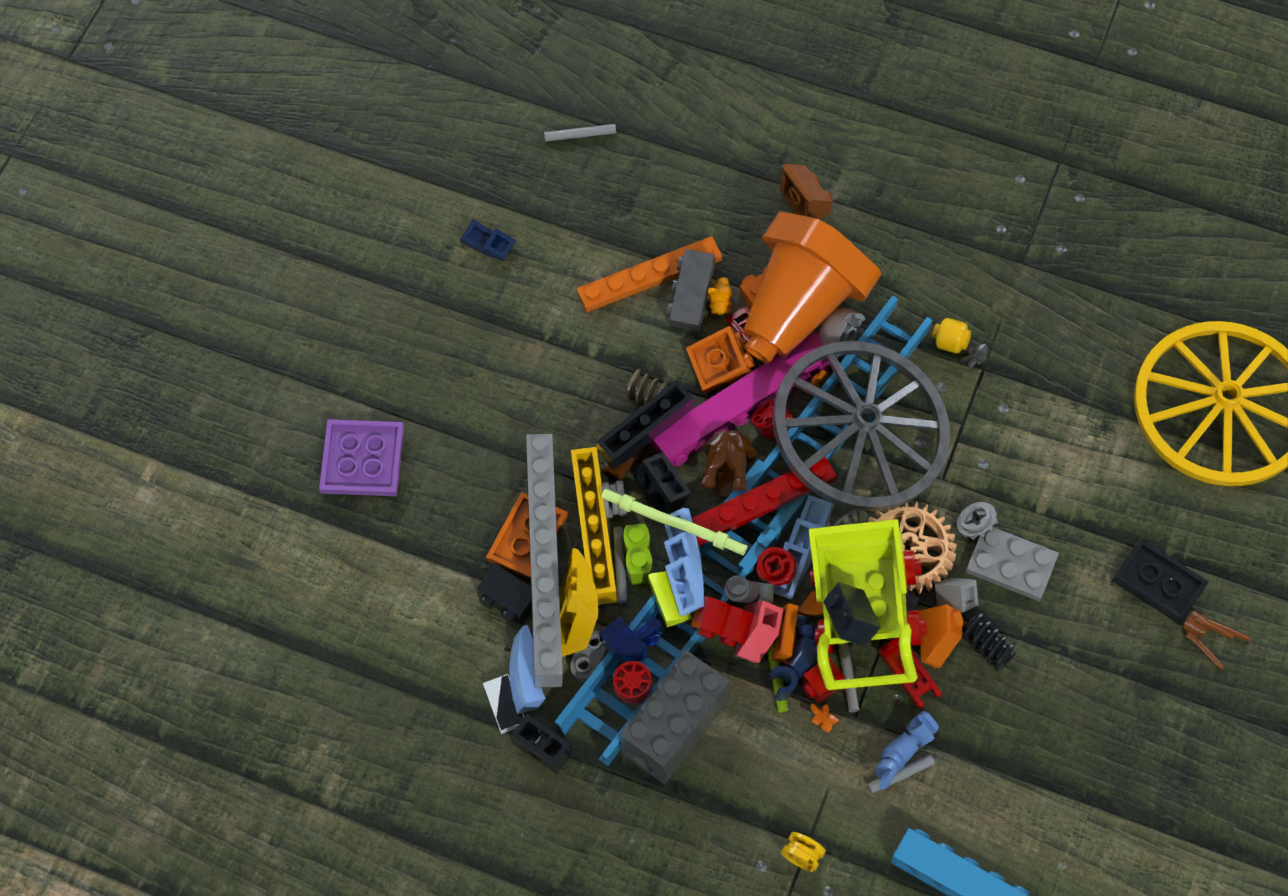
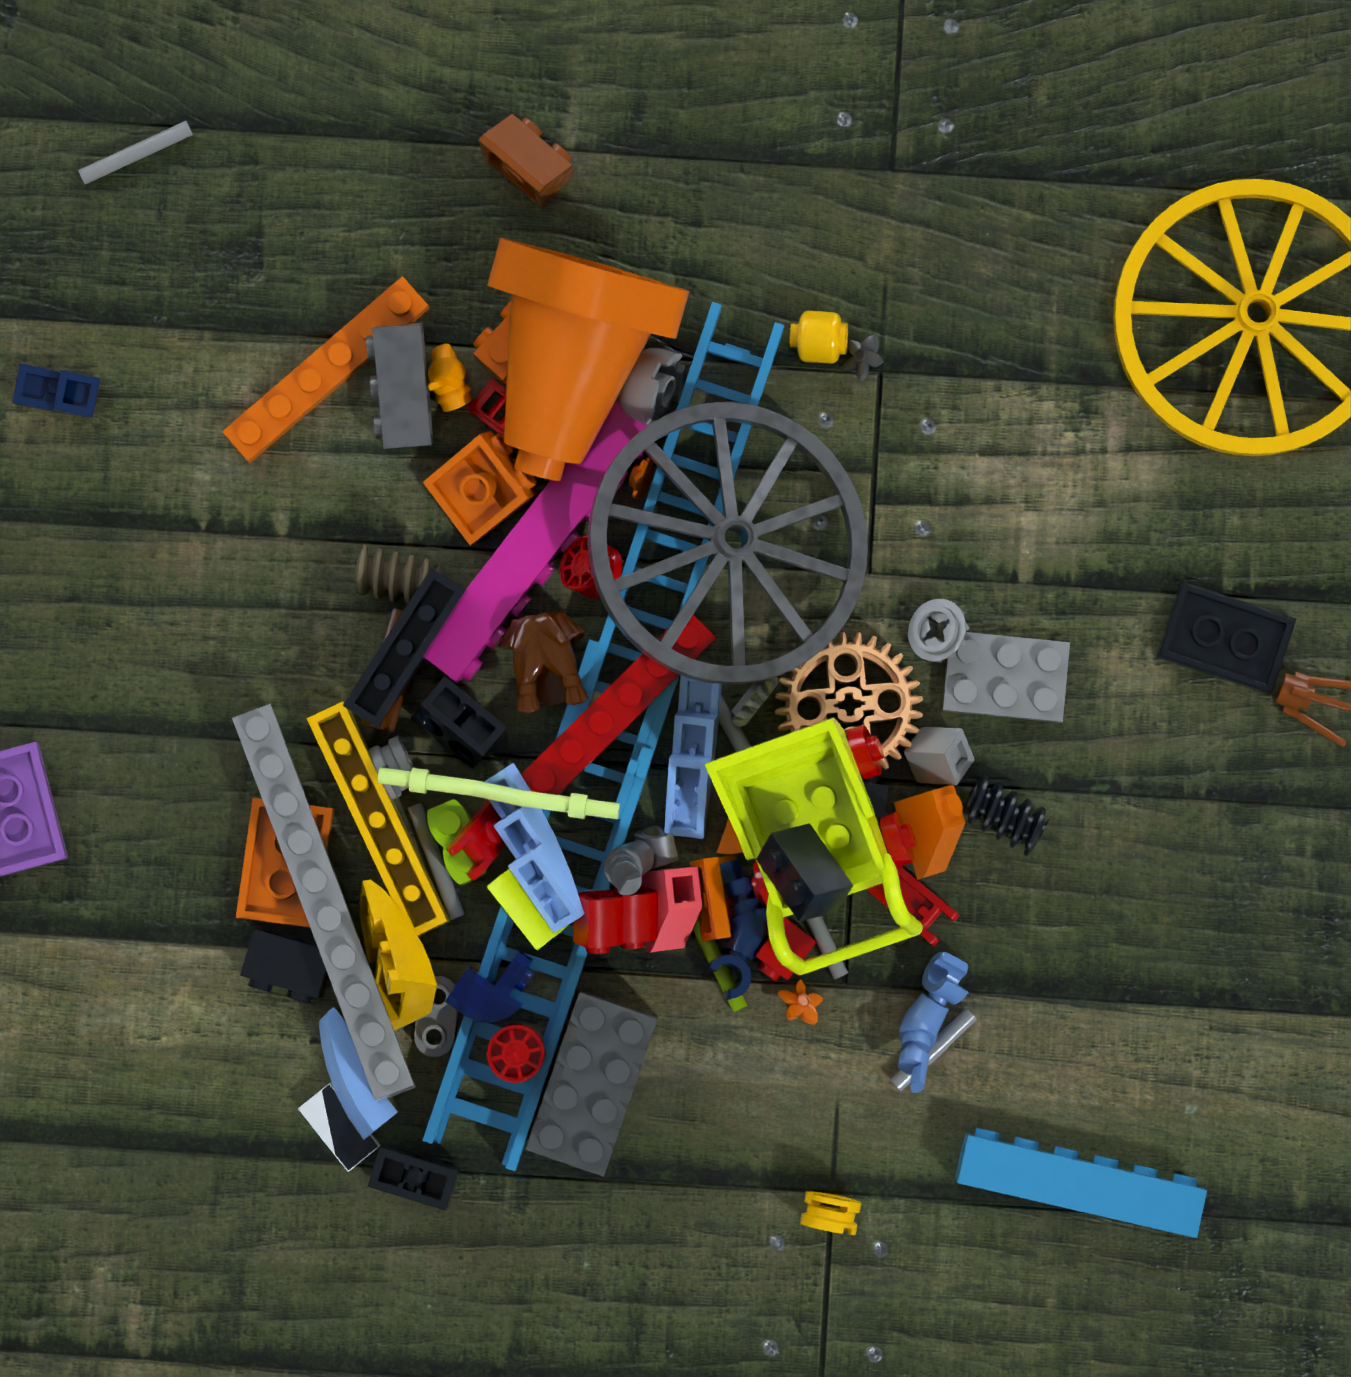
camera: 20 degrees left, 20 degrees up
(652, 550) = (479, 840): none -> red hinge
(776, 566) = (668, 801): red wheel -> none

